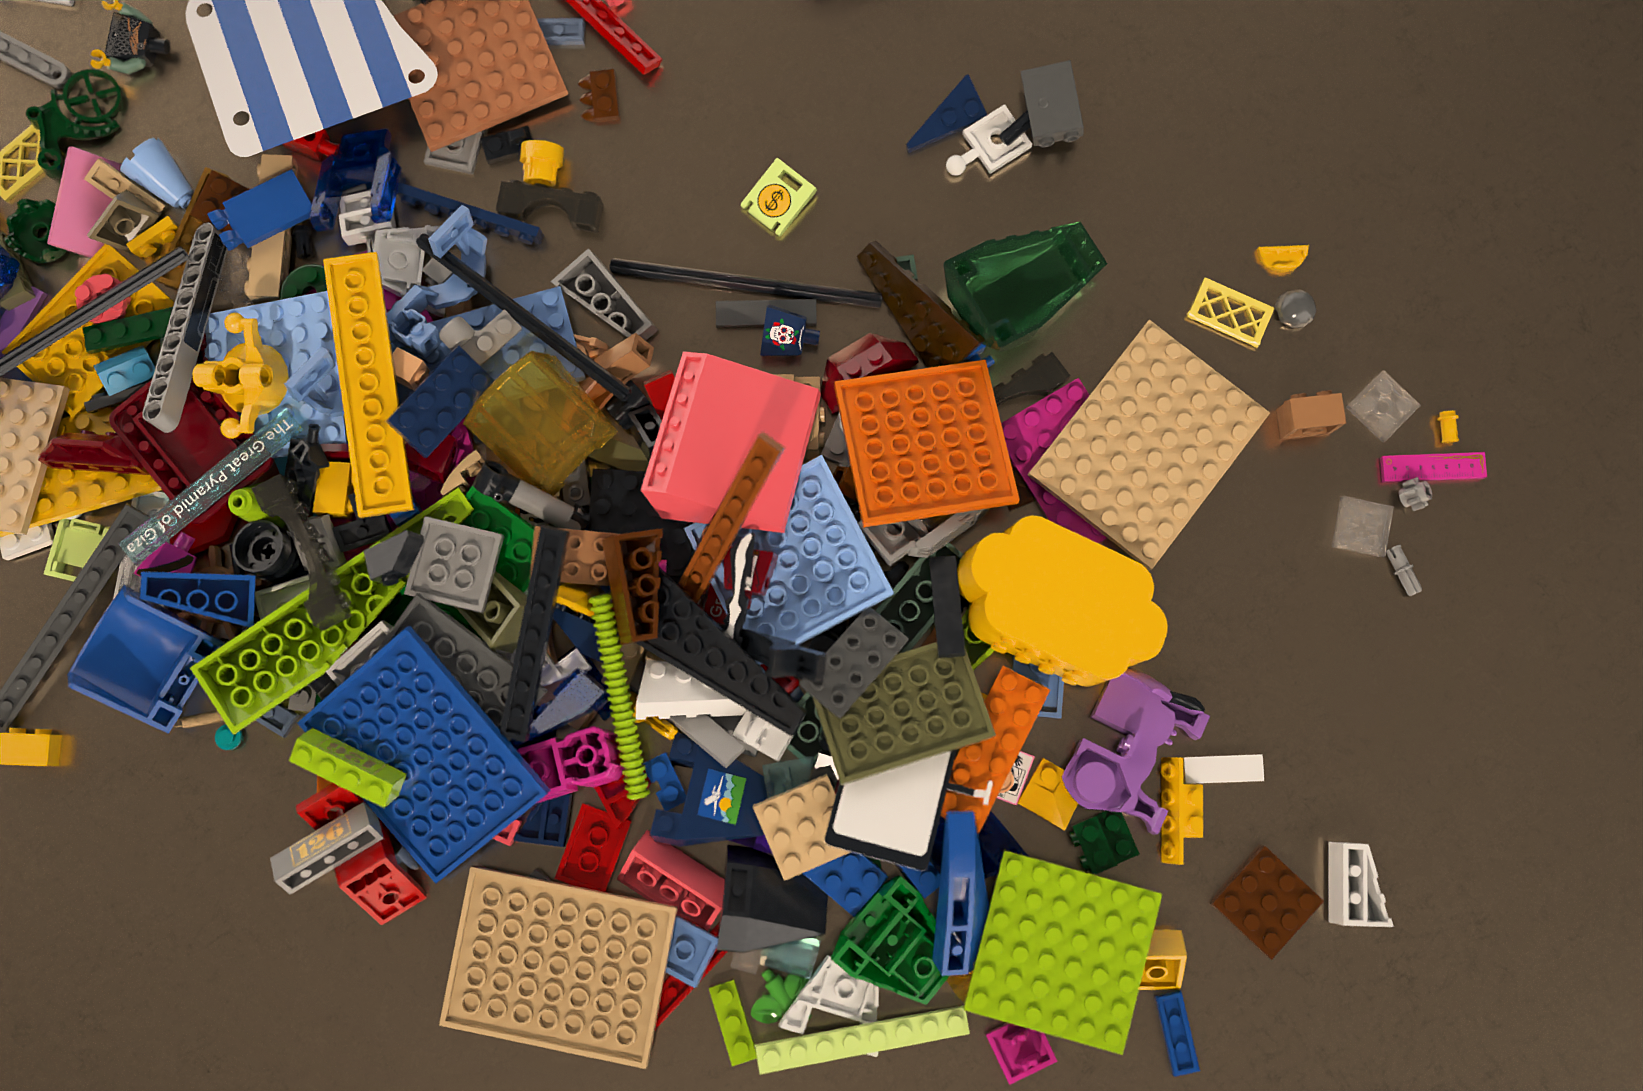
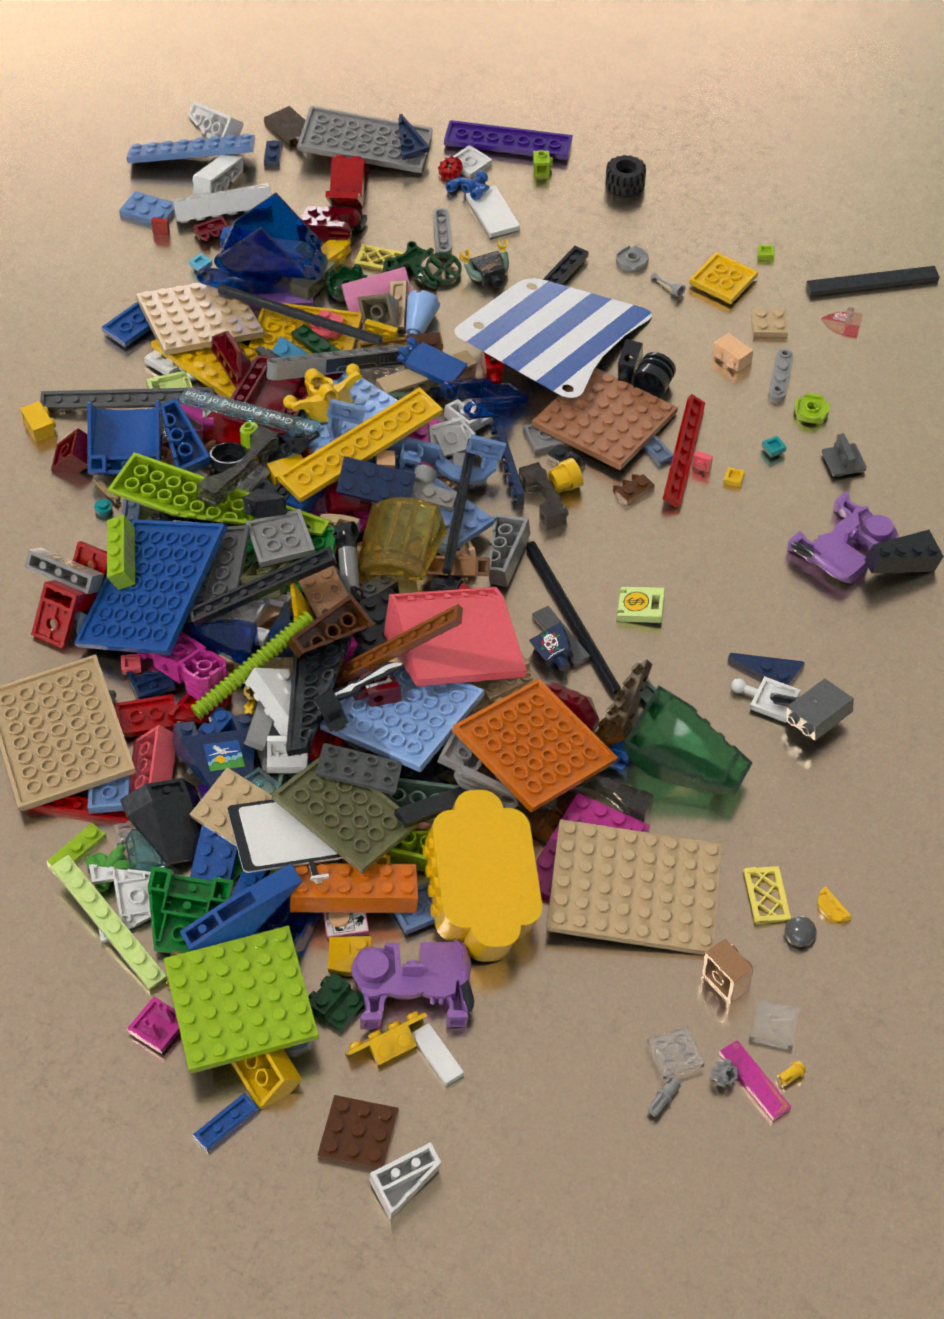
camera: 55 degrees right, 30 degrees down
(113, 734) = (71, 453): none -> dark red slope

